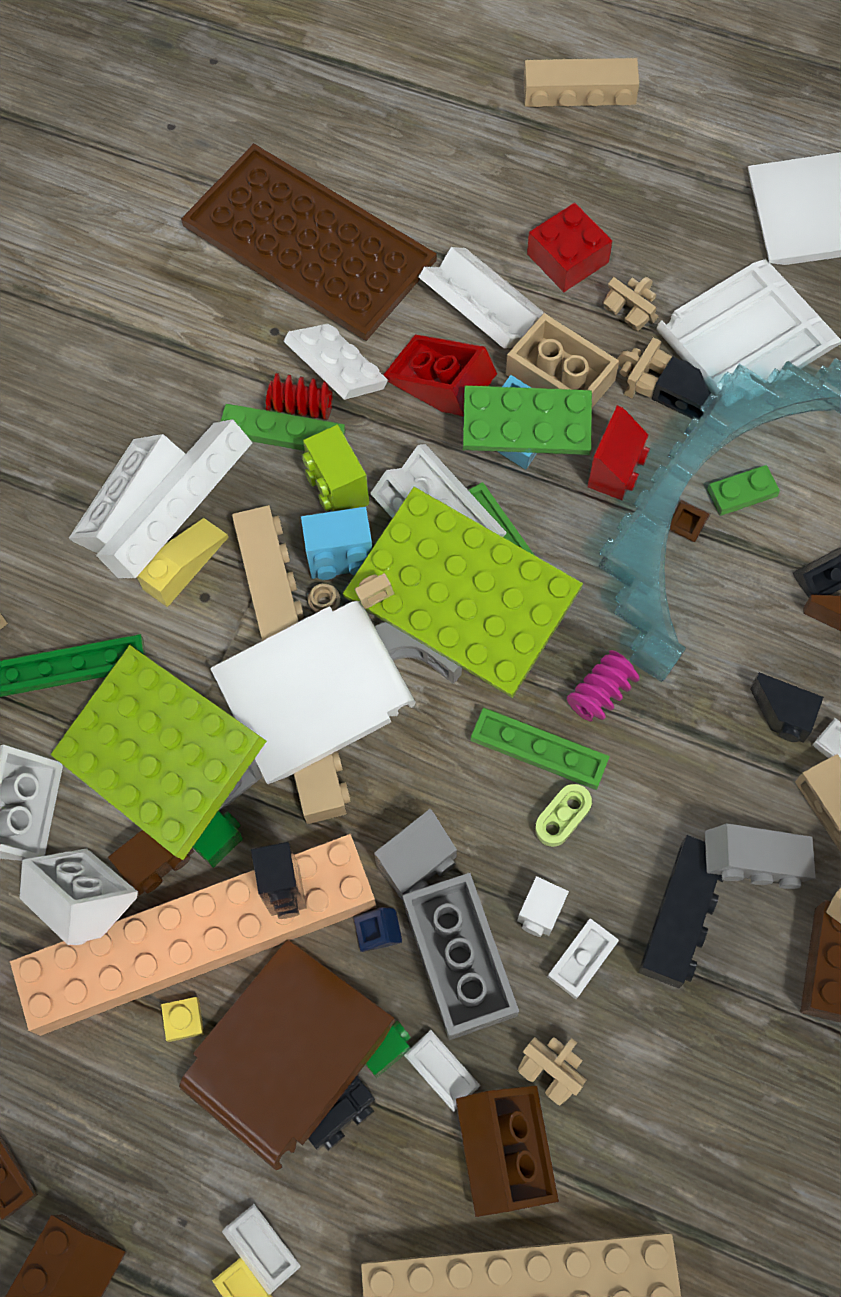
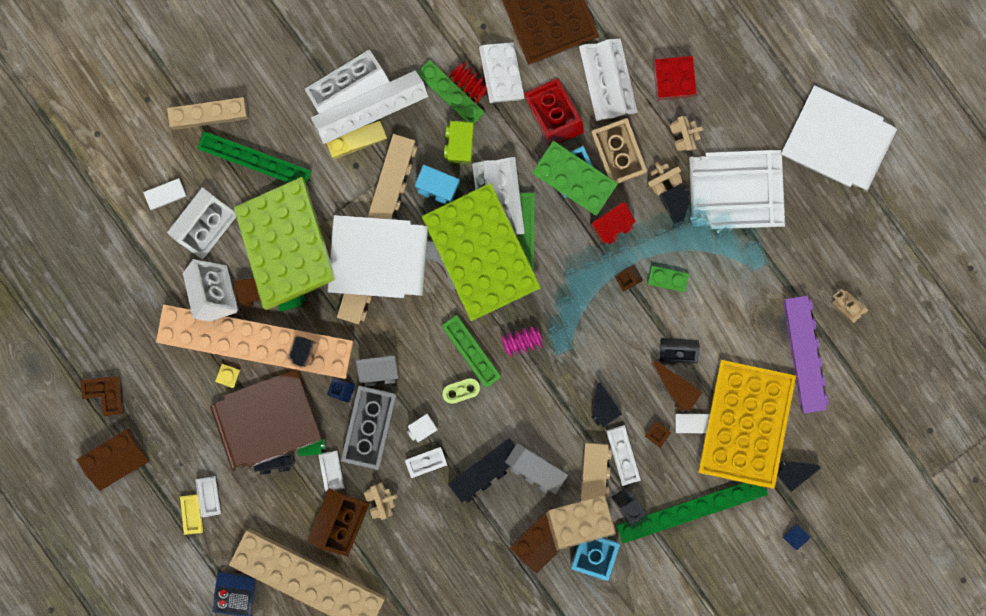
camera: 30 degrees right, 20 degrees up
(320, 591) = (410, 201): tan plate -> none
(373, 590) = (434, 228): tan plate -> none

